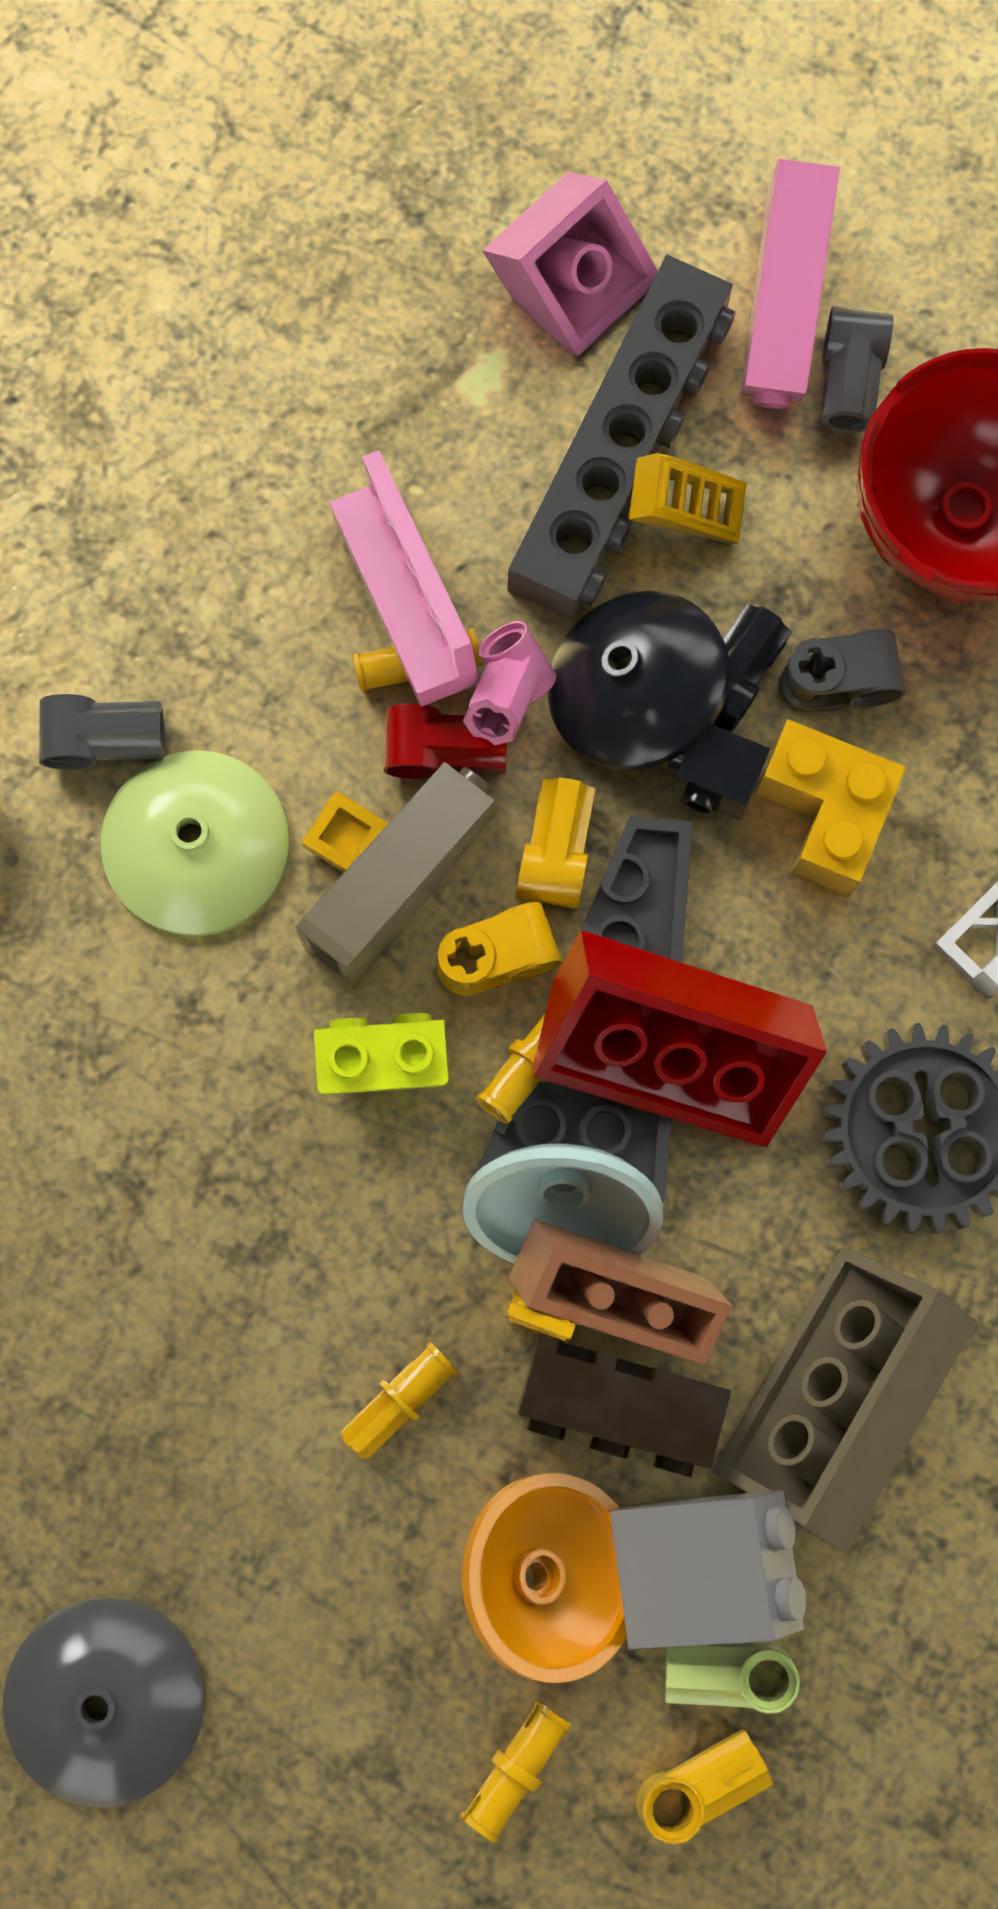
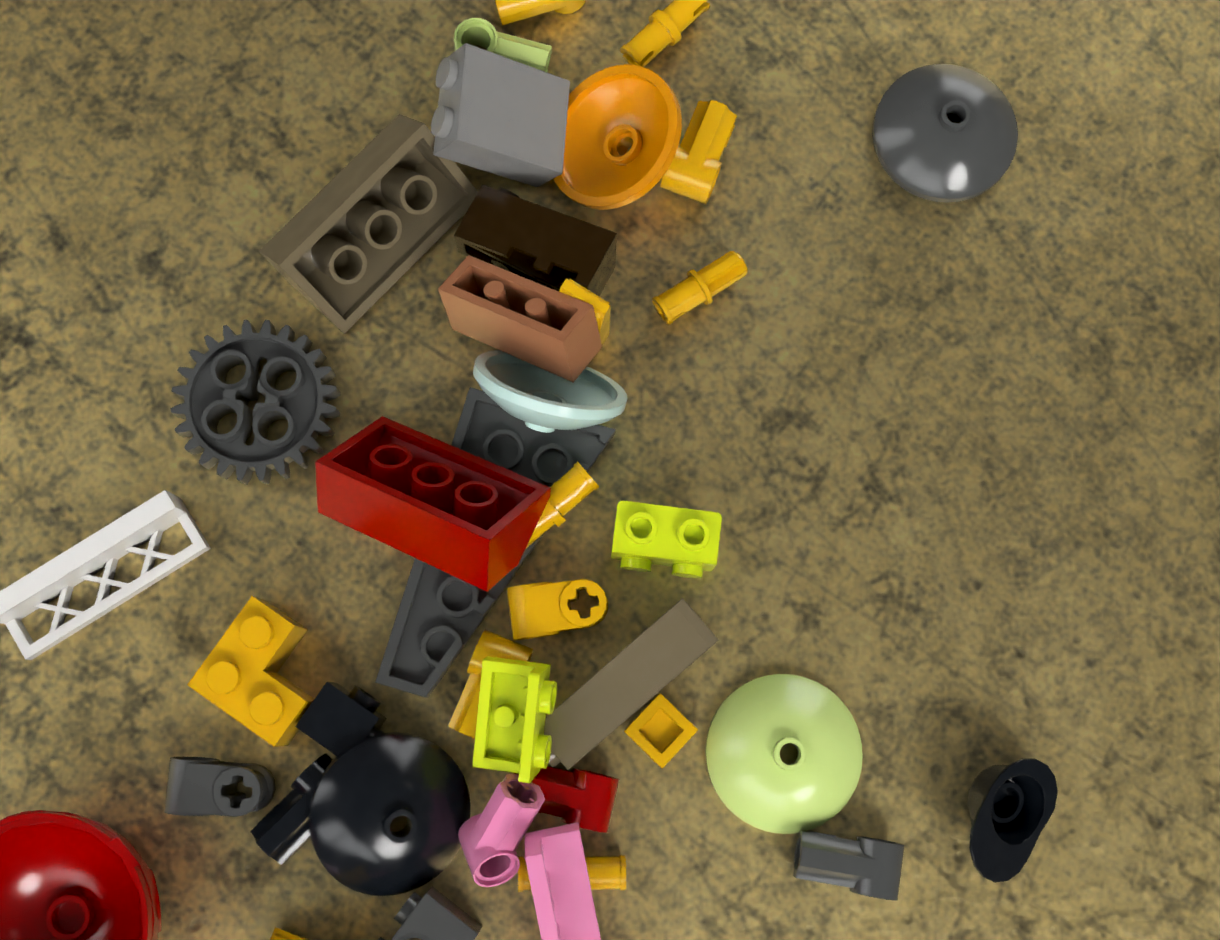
camera: 170 degrees left, 0 degrees up
(431, 1591) = (699, 154): none -> yellow piece
(520, 804) = (512, 717): none -> neon yellow bracket

